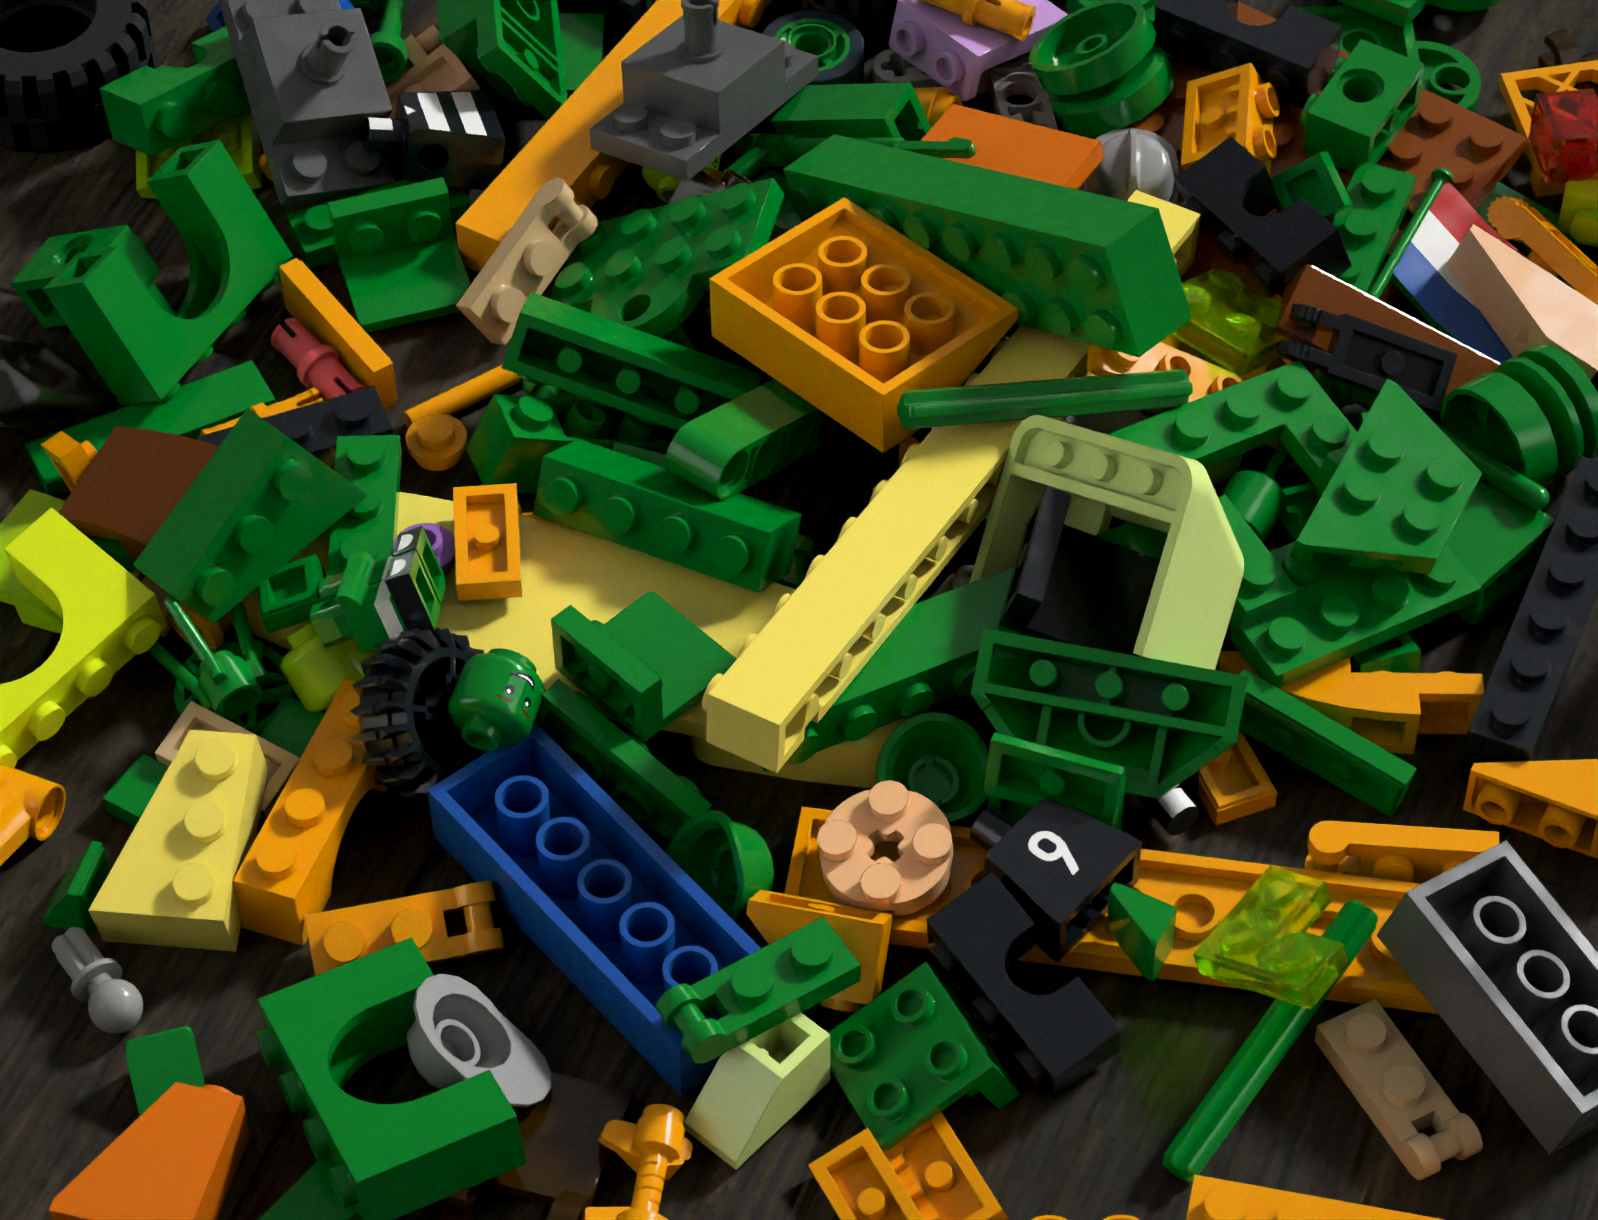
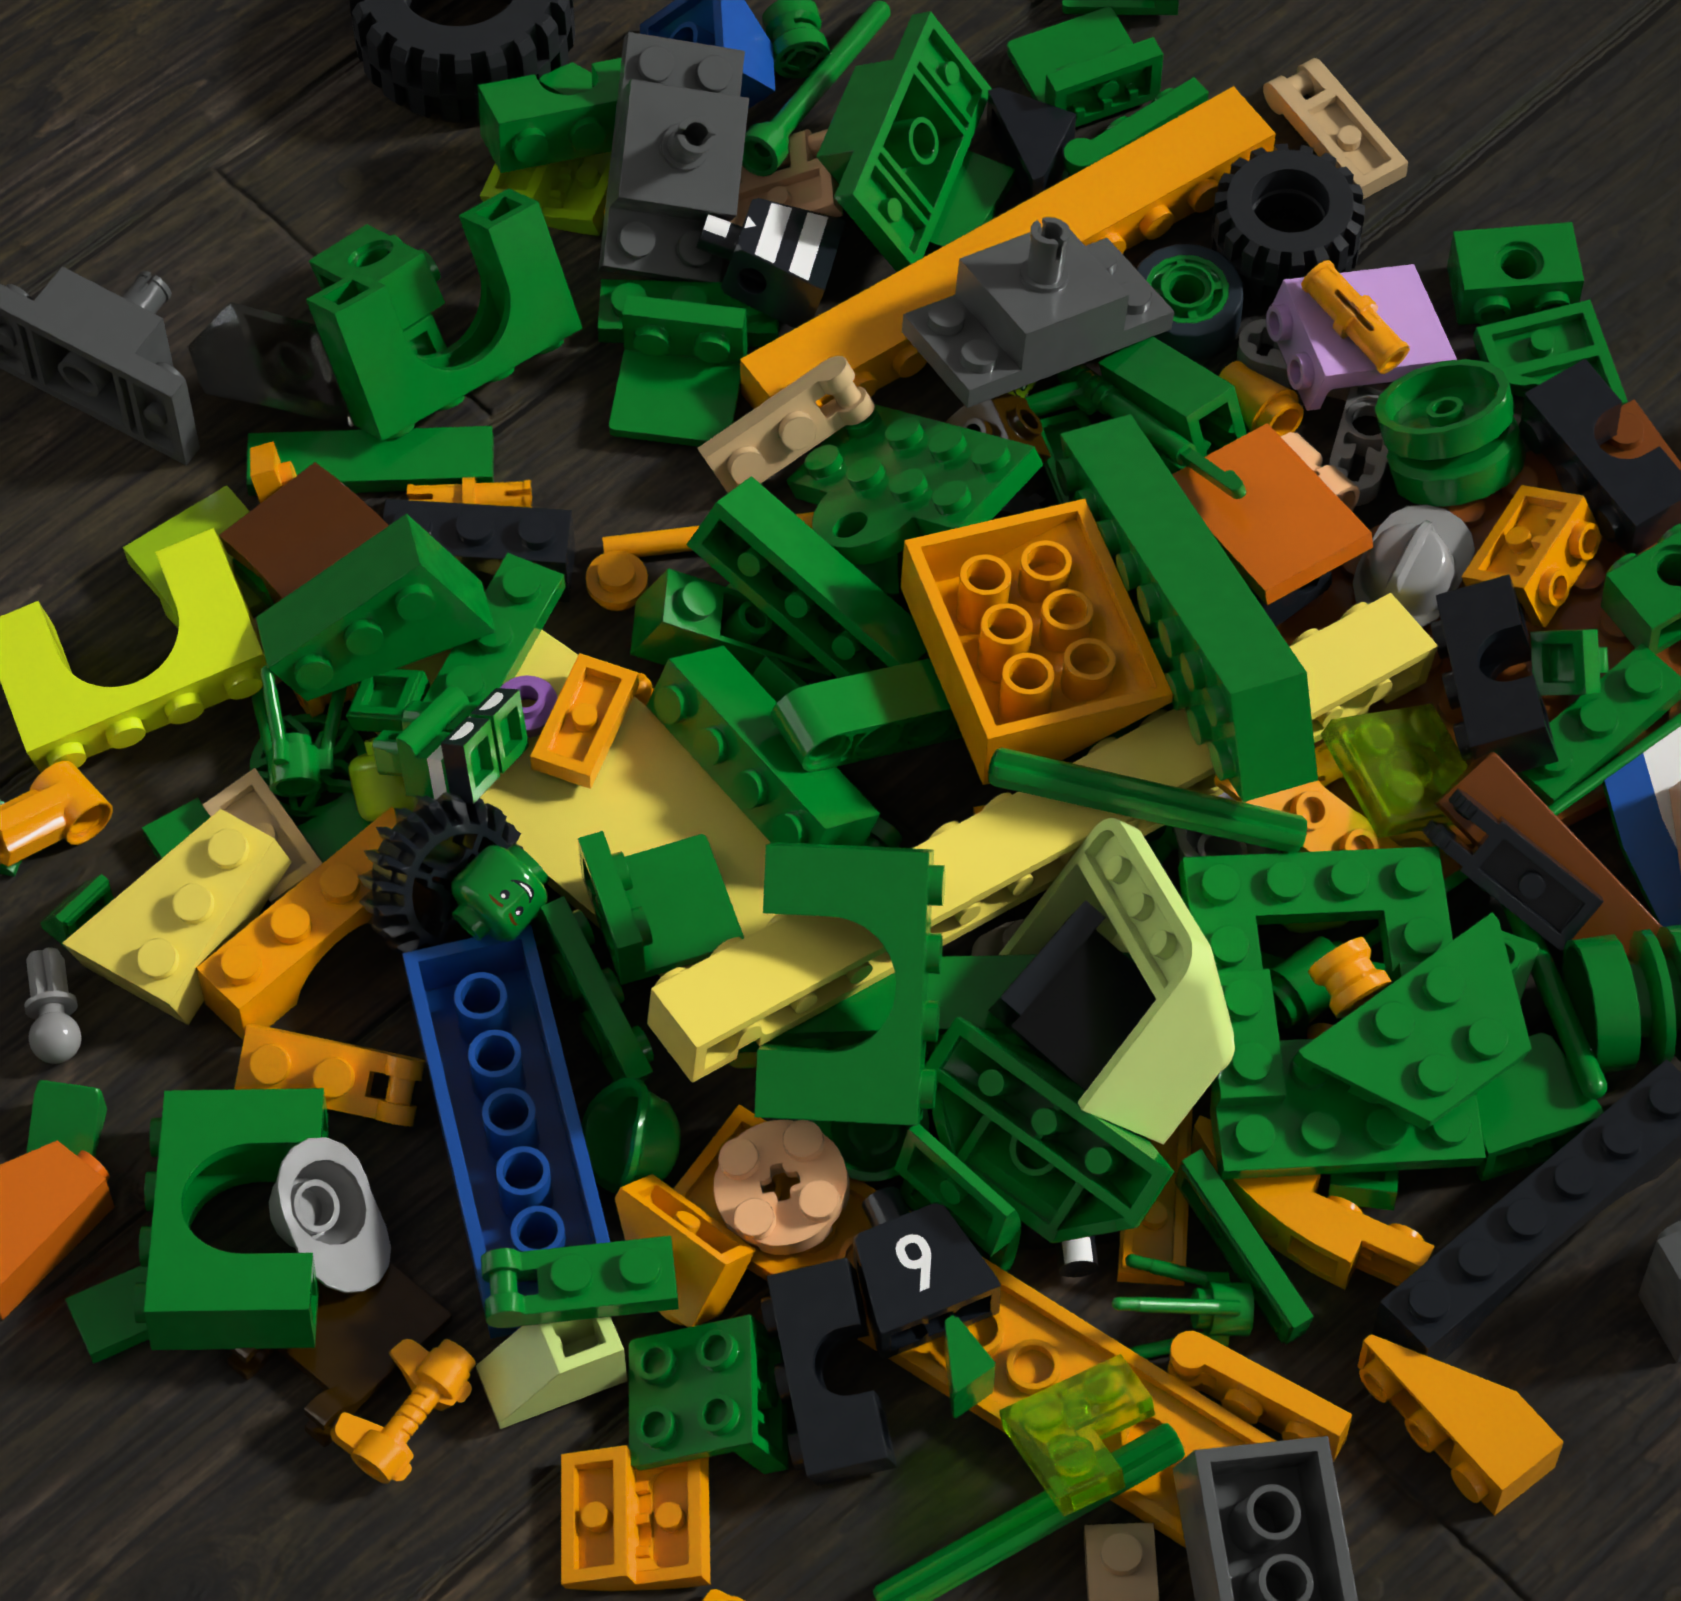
camera: 25 degrees right, 10 degrees up
(315, 363) = (550, 455): coral pin -> none
(333, 326) = (581, 432): light orange tile -> none
(890, 535) = (893, 899): none -> green arch
(1297, 475) = (1349, 976): none -> light orange wheel
(1315, 800) = (1218, 1308): none -> green plant

